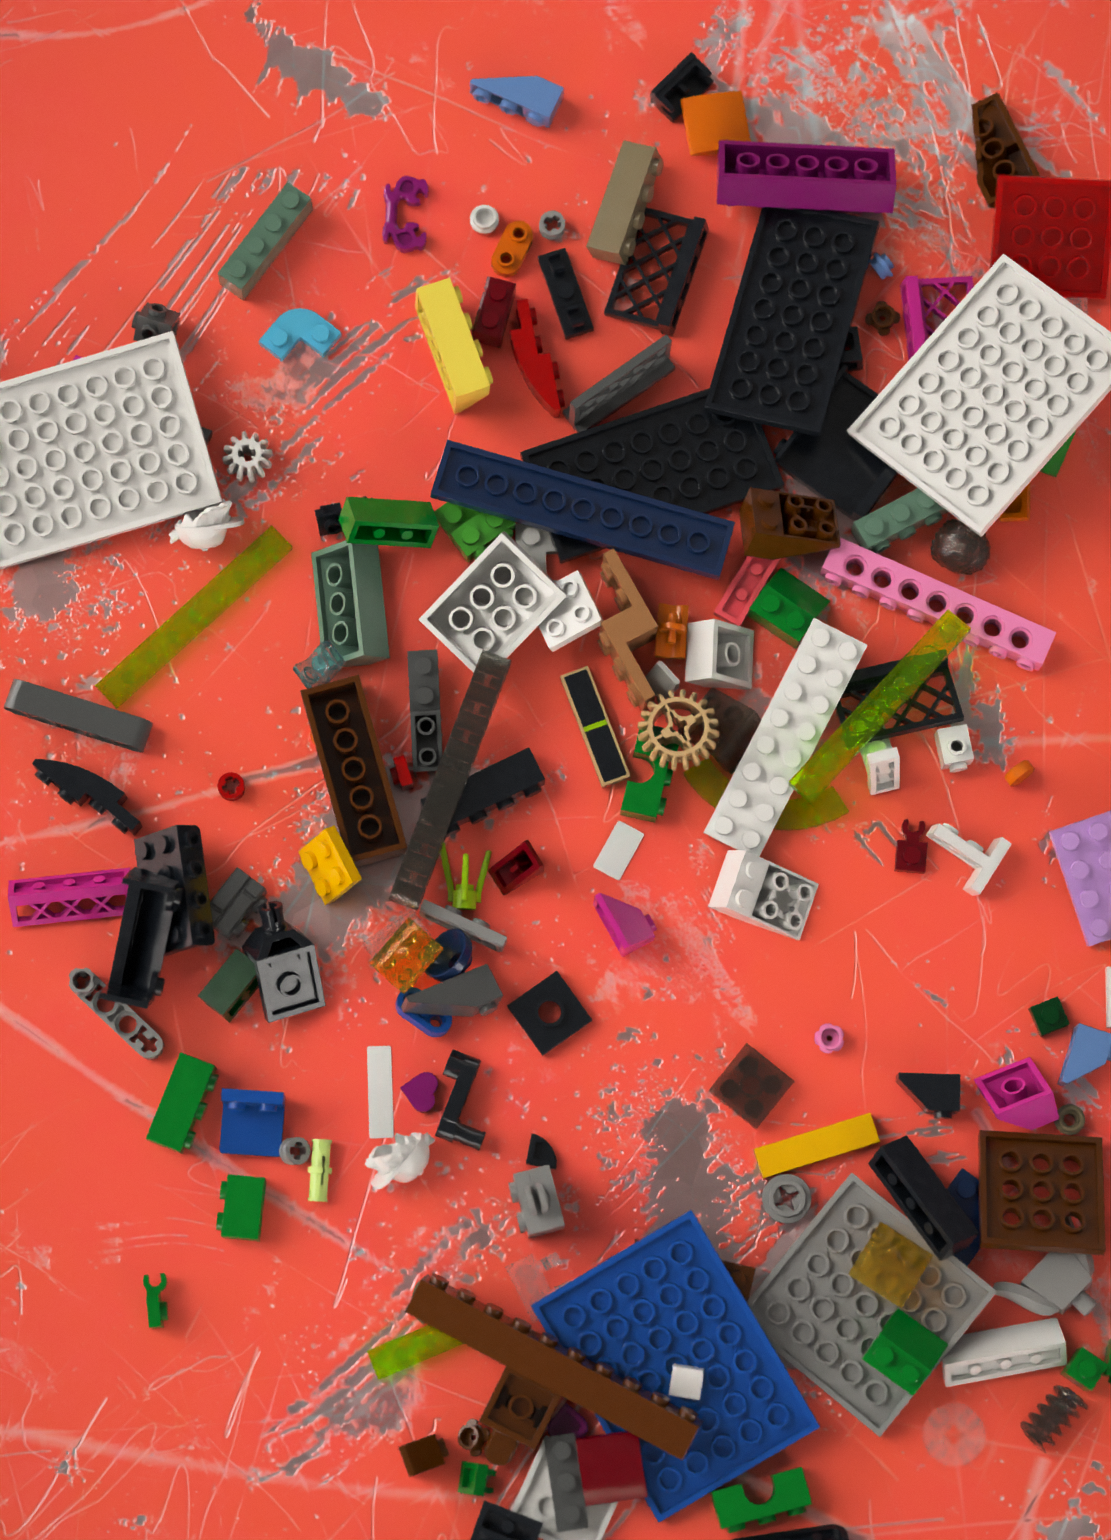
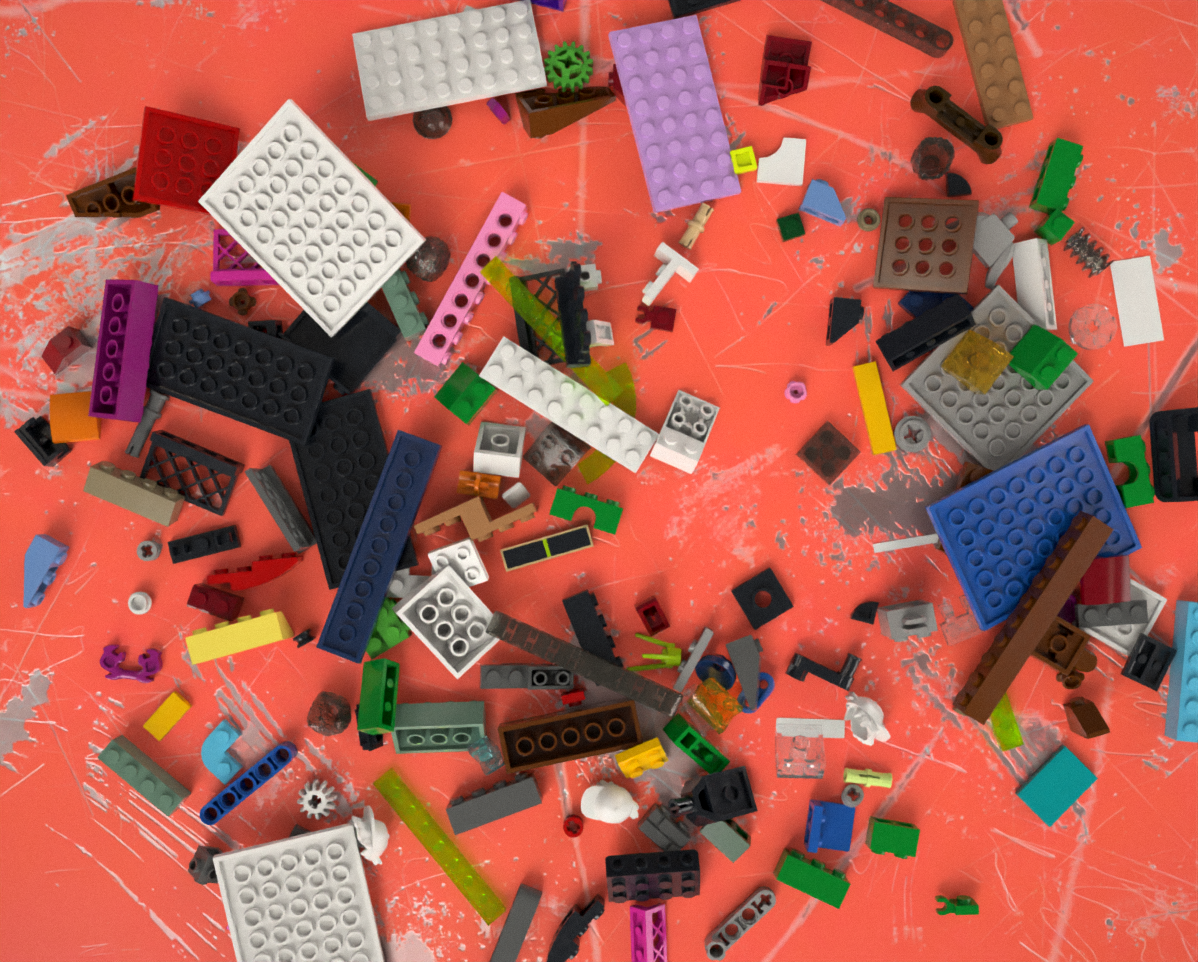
camera: 80 degrees left, 10 degrees up
(142, 938) = (694, 906): black windscreen -> none
(256, 681) = (494, 803): none -> dark grey brick
(257, 357) = (239, 788): none -> blue beam
(266, 827) = (608, 803): none -> white hair
(324, 1430) = (1056, 785): none -> teal tile
(341, 263) = (167, 716): none -> yellow tile
(348, 936) = (695, 745): none -> green slope
(349, 1075) = (799, 751): none -> clear slope
(360, 464) = (329, 714): none -> clear smoke hair
(420, 1091) = (813, 698): magenta tile -> none
(454, 425) = (304, 638): none -> black bush
(473, 1479) = (1101, 680): green tile -> none
(512, 247) = (164, 581): orange plate -> none
(618, 850) = (641, 537): white sticker -> none
(624, 923) = (702, 537): dark pink slope -> none
(637, 1197) = (905, 543): none -> white sticker
(686, 1381) = (1049, 520): white slope -> none
(687, 722) = (550, 468): tan gear -> none
(729, 215) = (151, 412): none -> dark grey pin
(745, 589) = (444, 422): coral plate -> none
(787, 524) = (402, 389): reddish brown slope -> none
(801, 105) = (65, 349): none -> dark red slope
(897, 730) = (573, 318): none -> black fence
(995, 1498) = (1137, 301): none -> white sticker
(1019, 773) = (606, 231): orange tile -> none
(1019, 1095) = (849, 255): dark pink slope -> none
(1037, 890) = (696, 226): none -> tan pin

